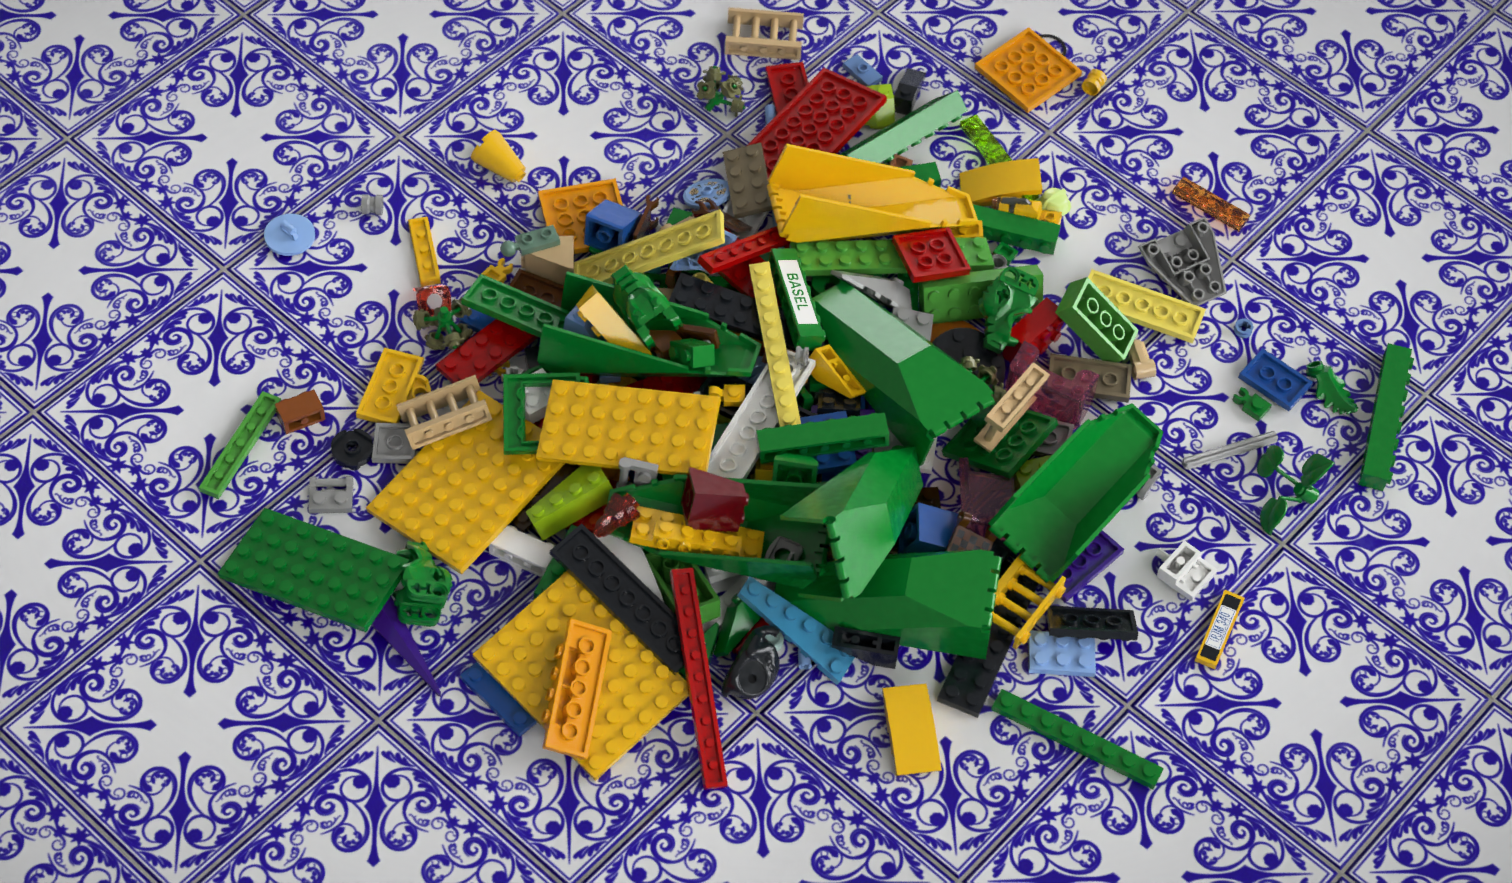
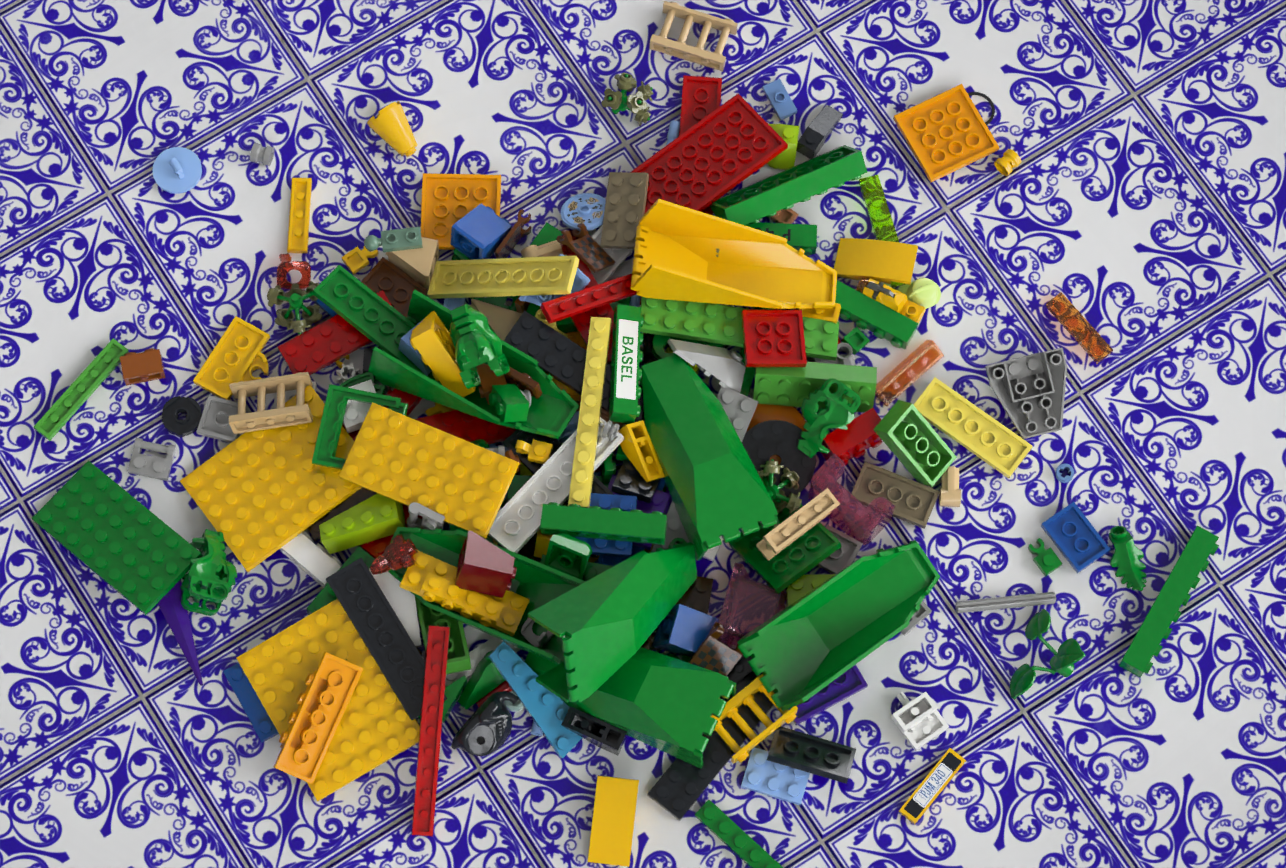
camera: 15 degrees right, 15 degrees up
(1065, 270) = (908, 372): none -> clear orange slope

